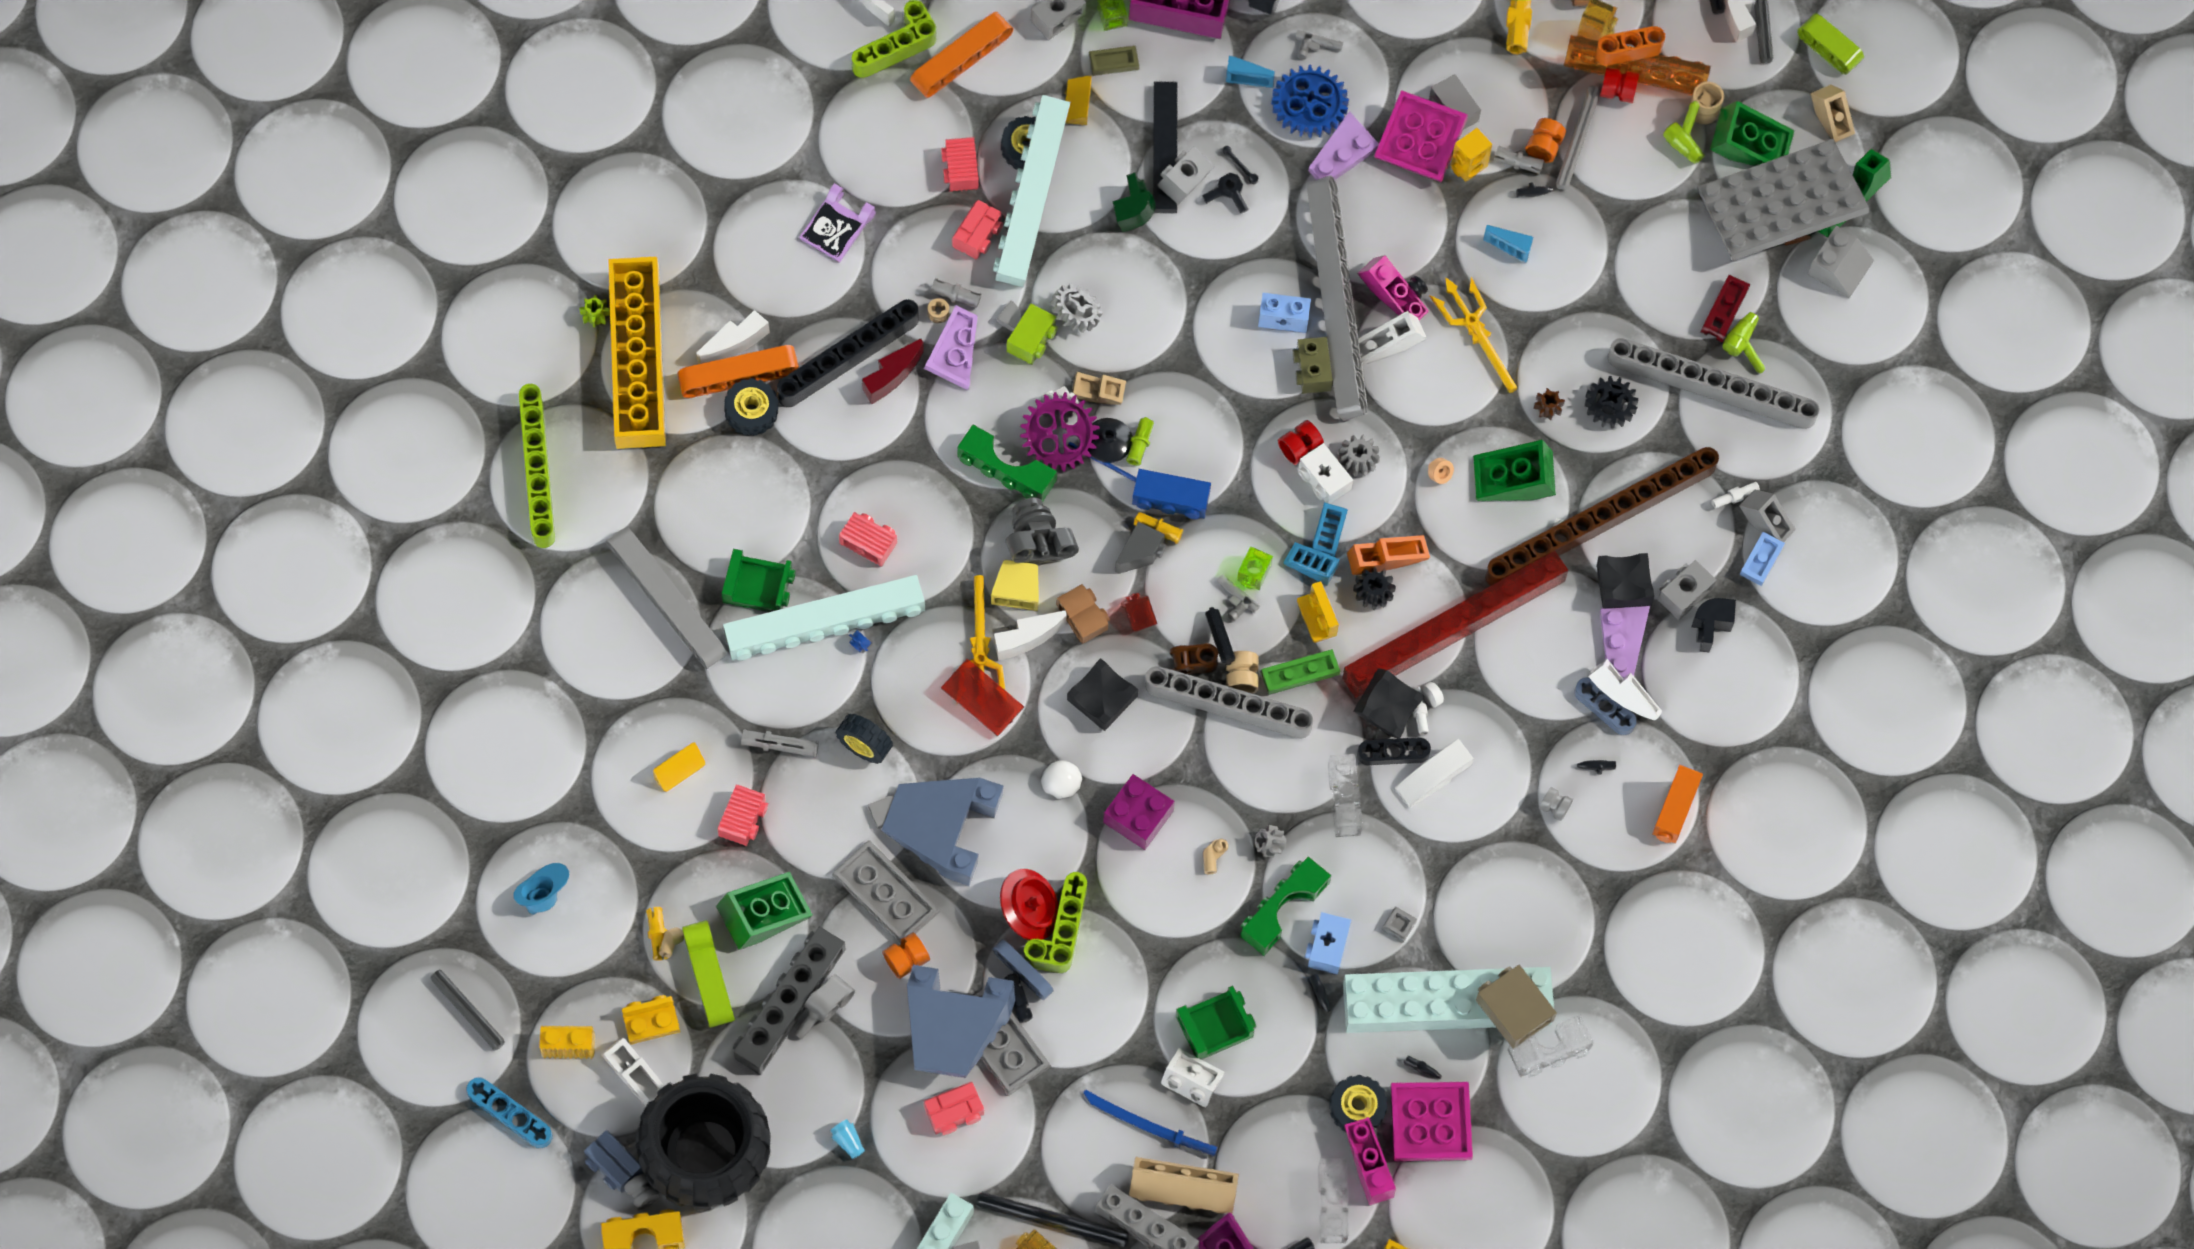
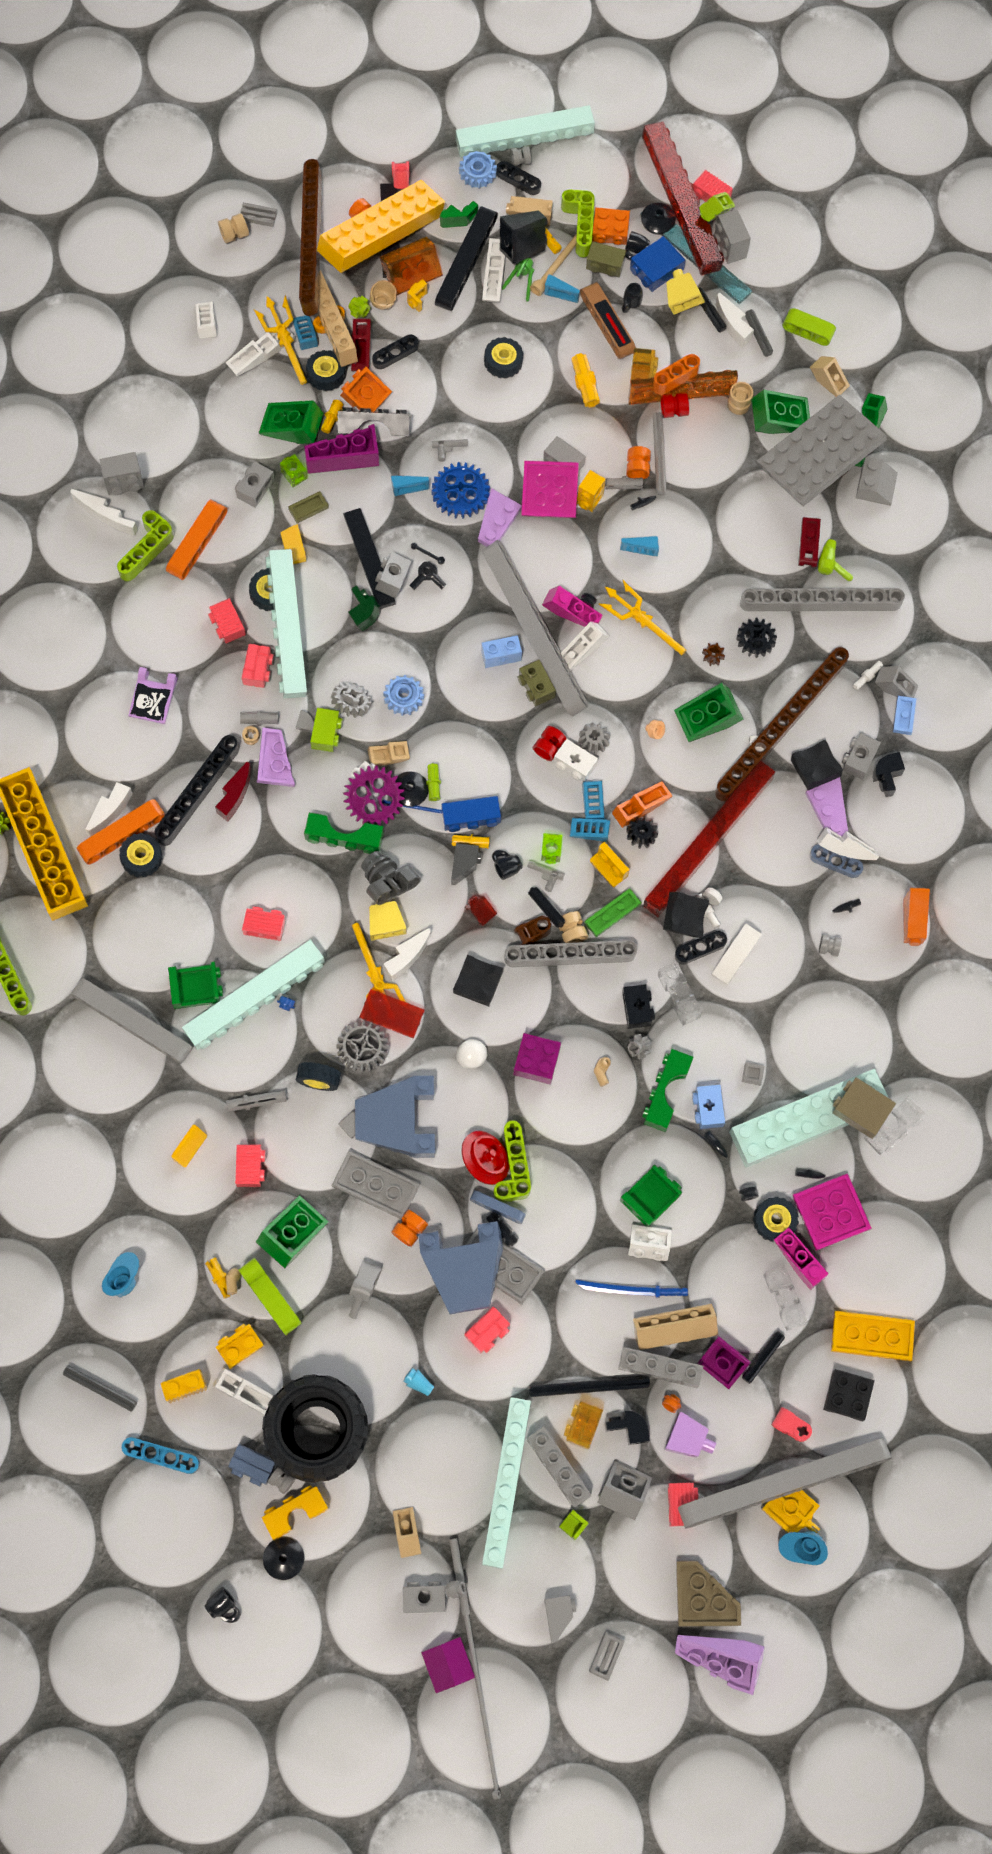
camera: 20 degrees left, 5 degrees up
(757, 1056) = (329, 1345): dark grey brick -> none
(945, 737) = (369, 1050): none -> light grey gear
(1083, 614) = (441, 925): medium nougat brick -> none
(1143, 312) = (399, 686): none -> light blue gear
(1191, 571) = (506, 866): none -> black piece
(1287, 779) = (634, 1017): none -> black brick
(1337, 1063) = (748, 1193): none -> black bush
(1680, 137) = (731, 429): lime piece -> none

